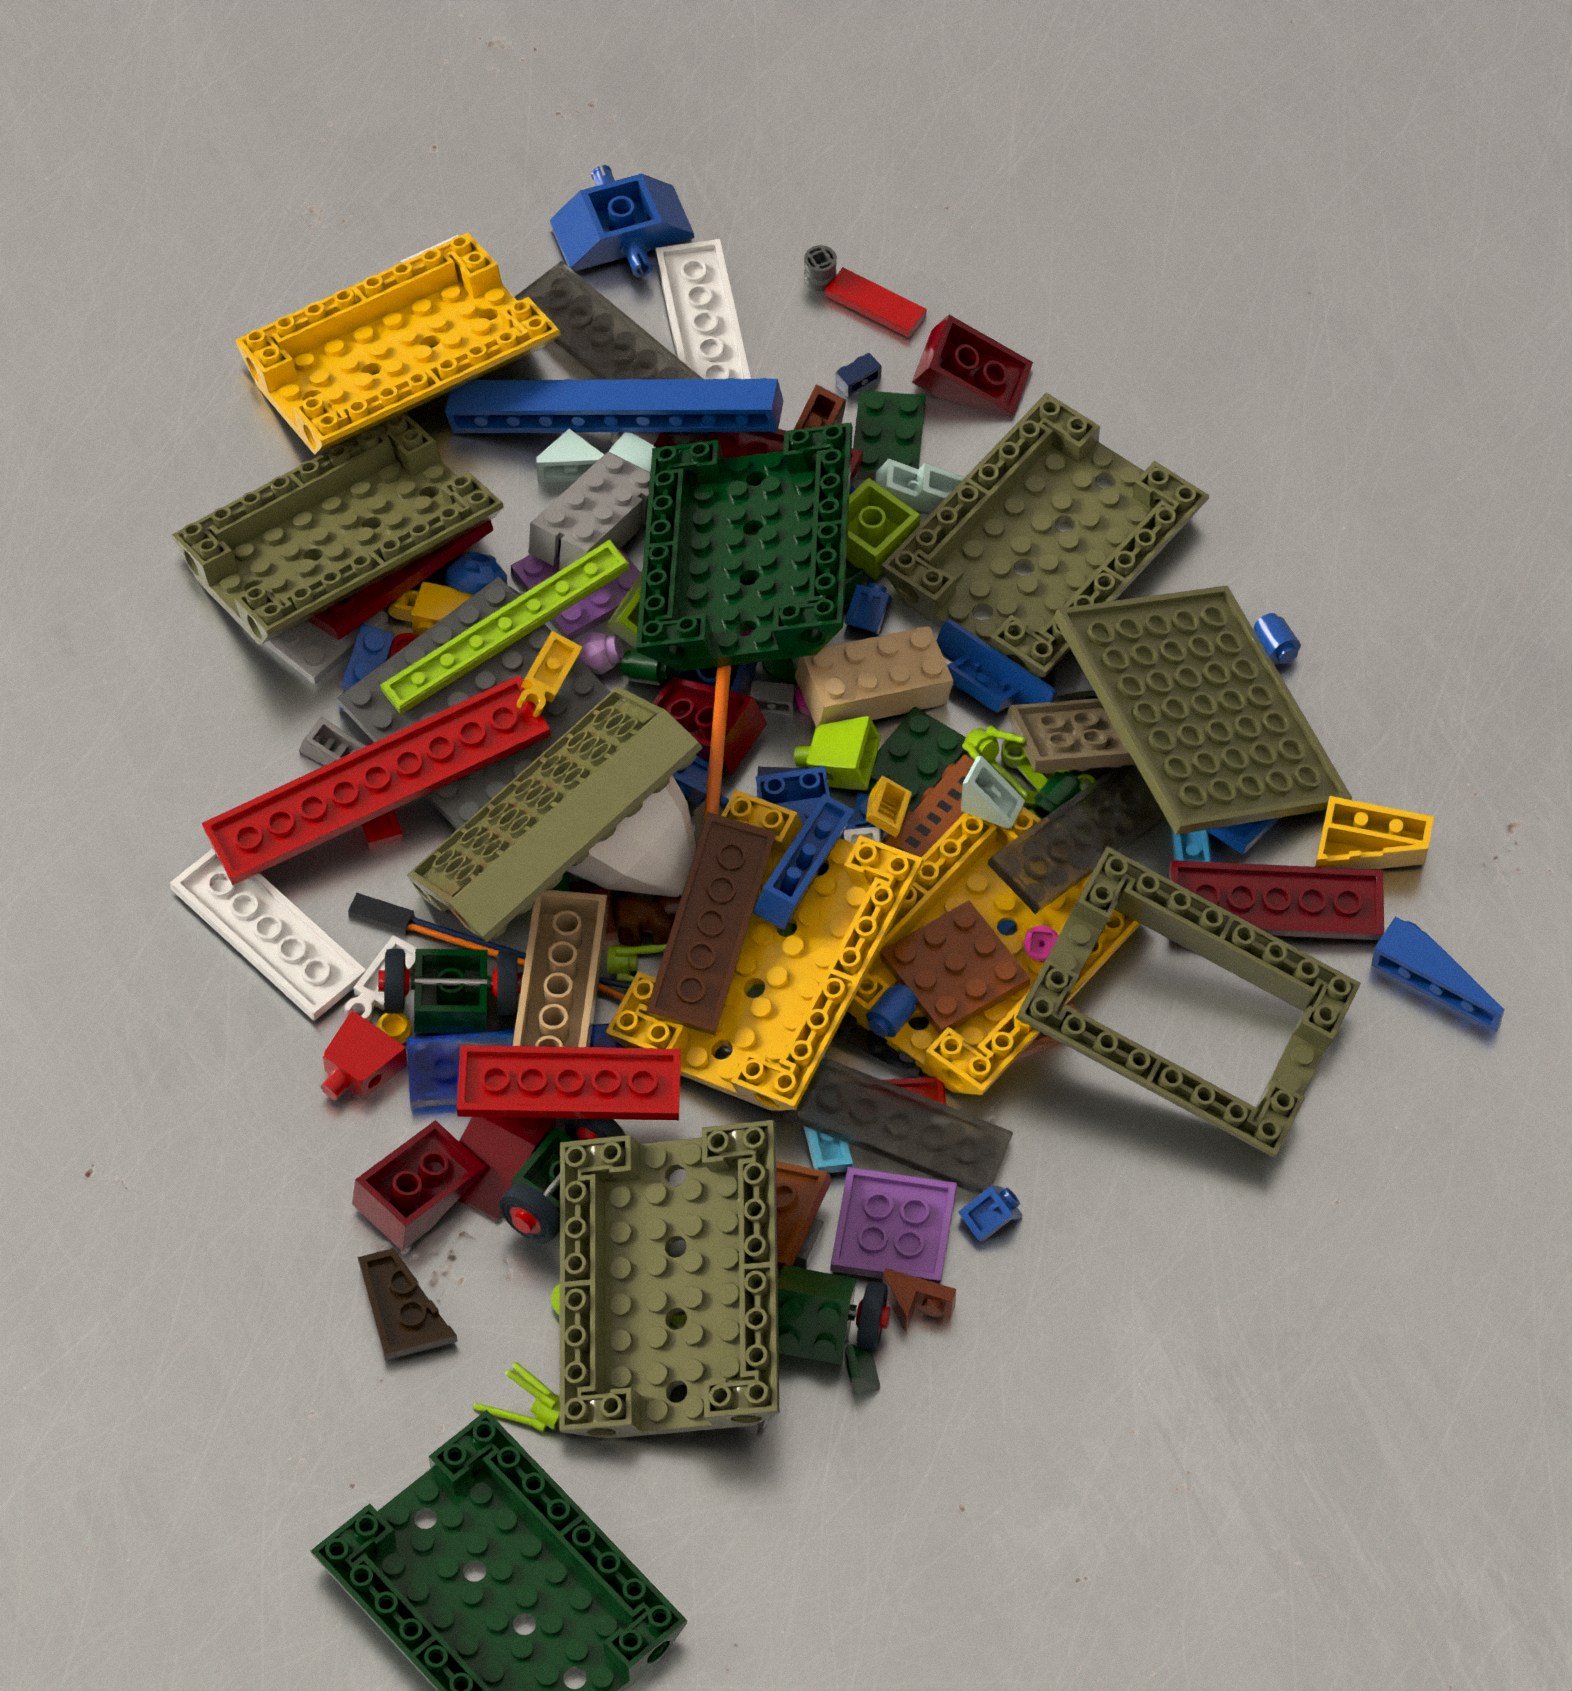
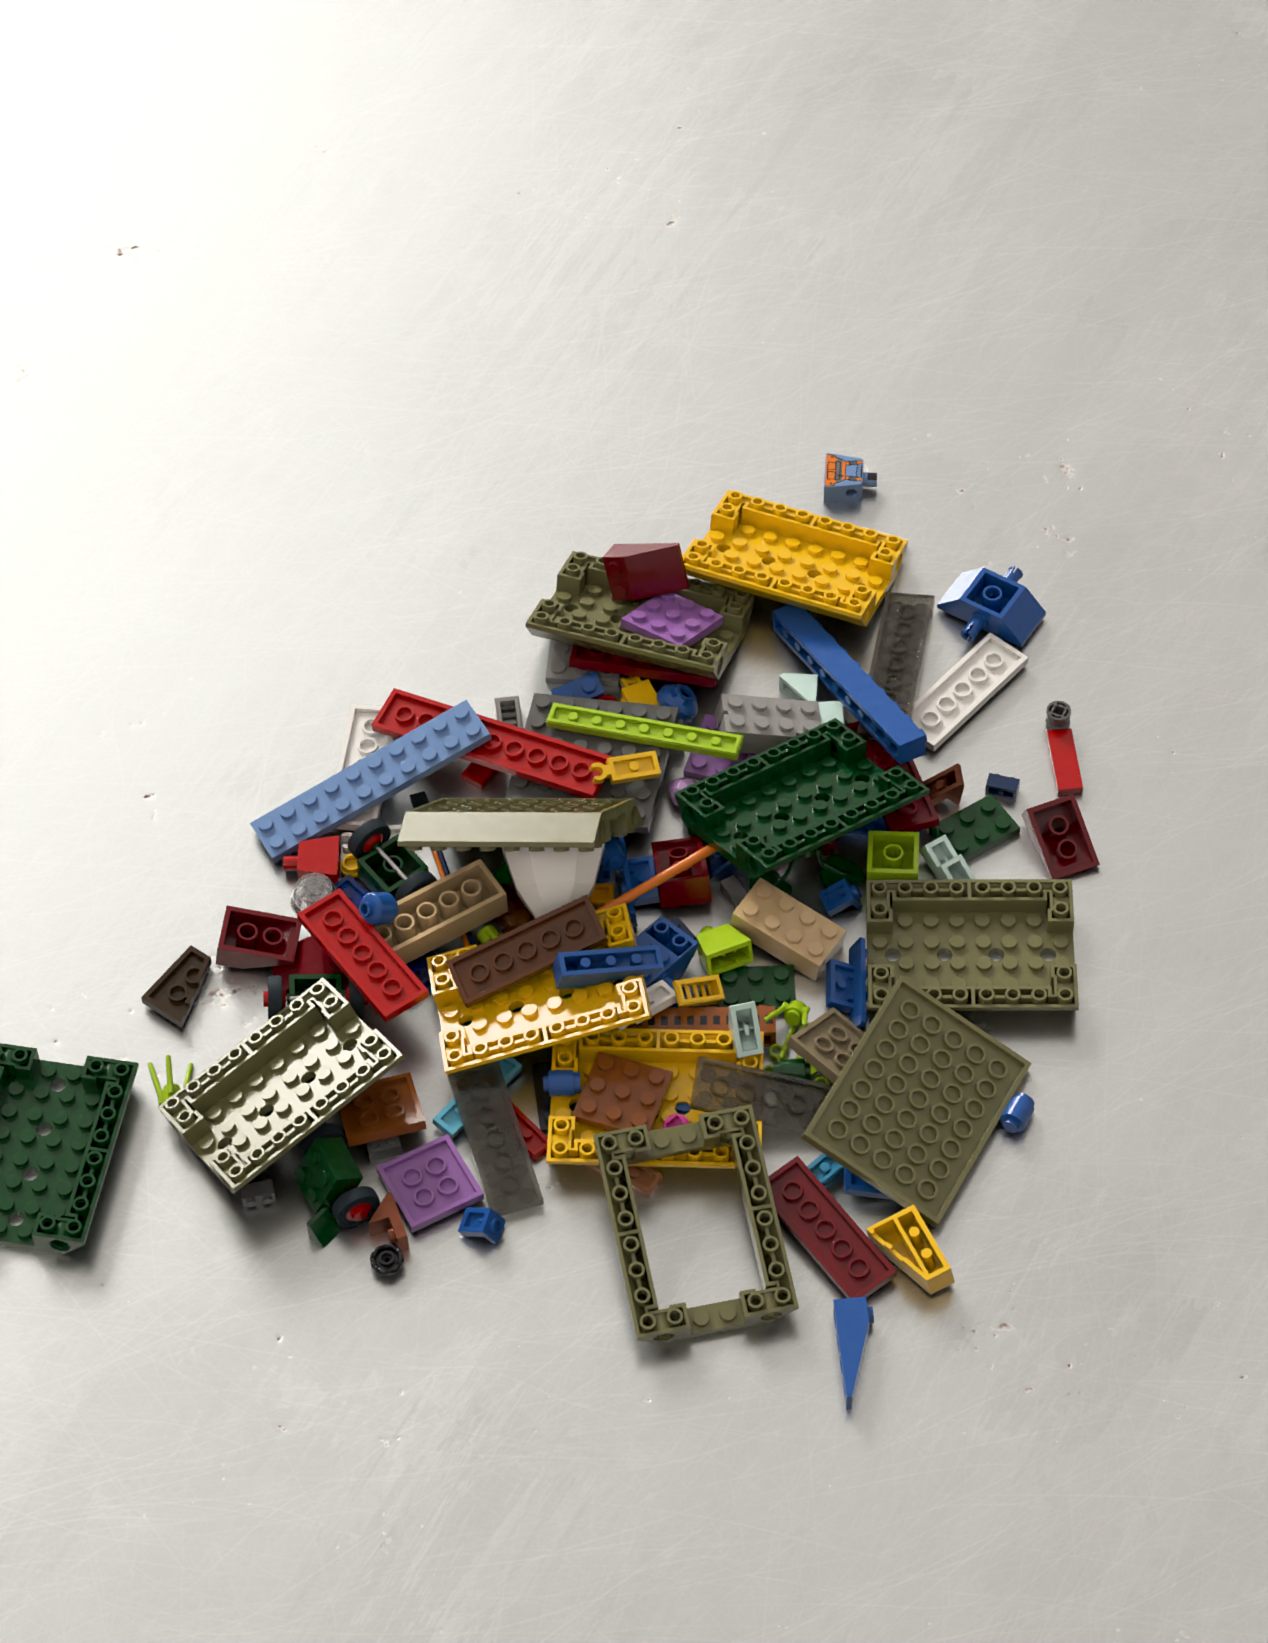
camera: 55 degrees right, 5 degrees down
(294, 478) = (644, 570): none -> dark red slope
(308, 932) = (371, 780): none -> medium blue plate
(320, 231) = (845, 478): none -> torso
(374, 504) = (672, 620): none -> medium lavender plate
(420, 1089) = (309, 890): none -> clear cone
(526, 1024) = (378, 908): none -> blue head
(958, 1323) = (384, 1253): none -> black plate

